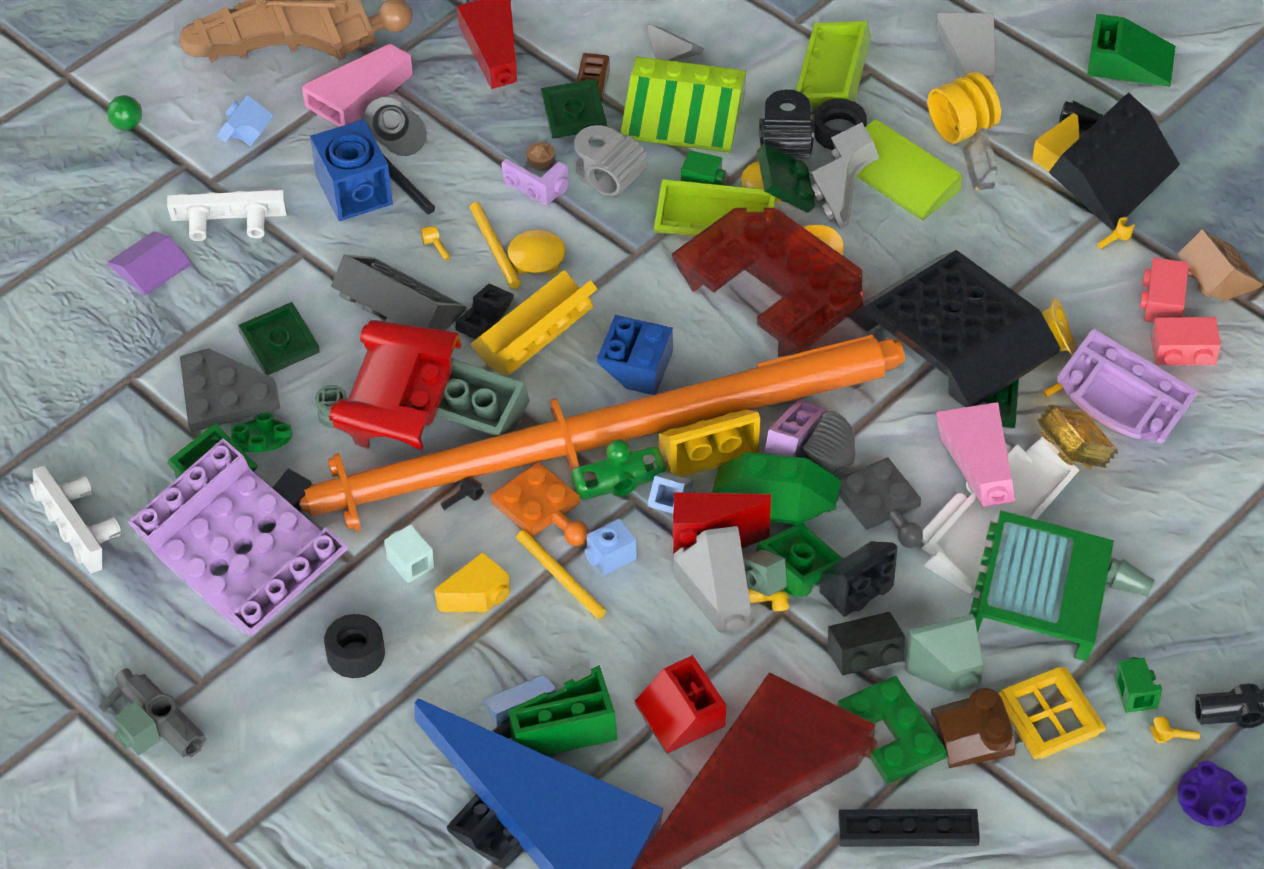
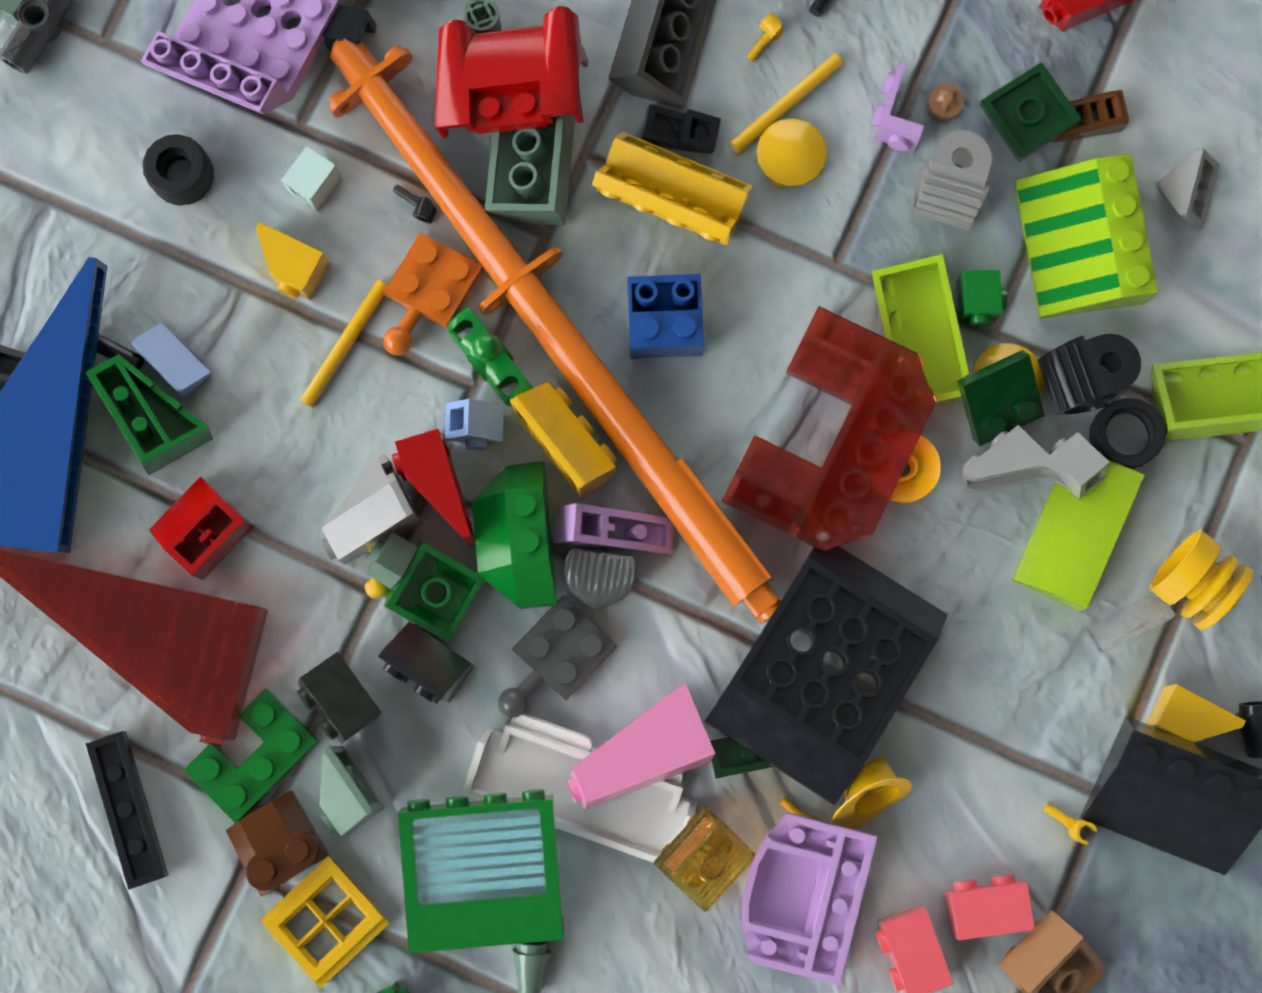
camera: 70 degrees right, 30 degrees up
(610, 547) = (387, 383): light blue brick -> none

